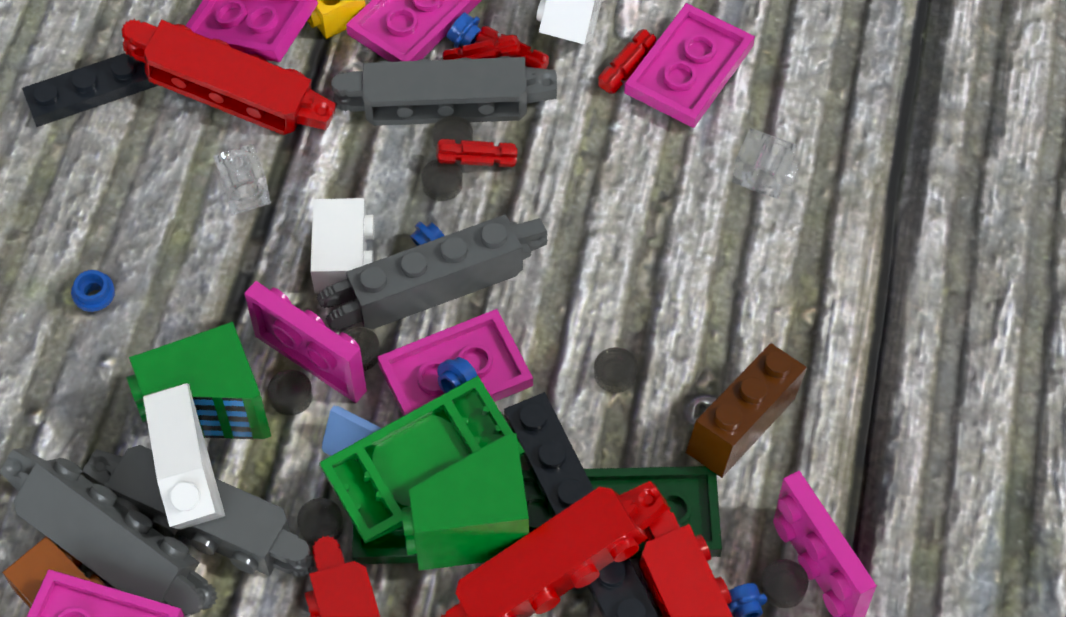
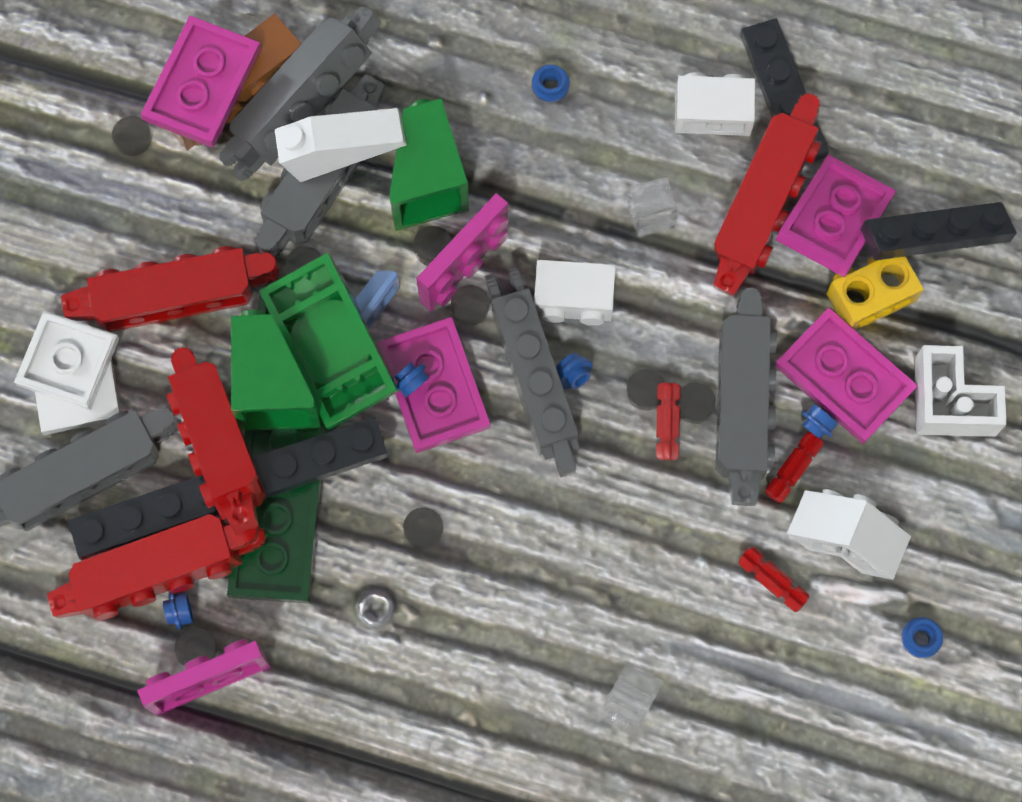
camera: 95 degrees right, 15 degrees up
(122, 134) = (714, 104): none -> white brick
(505, 46) = (786, 434): red axle -> none
(689, 65) = (762, 639): dark pink plate -> none
(745, 410) = (354, 633): reddish brown brick -> none

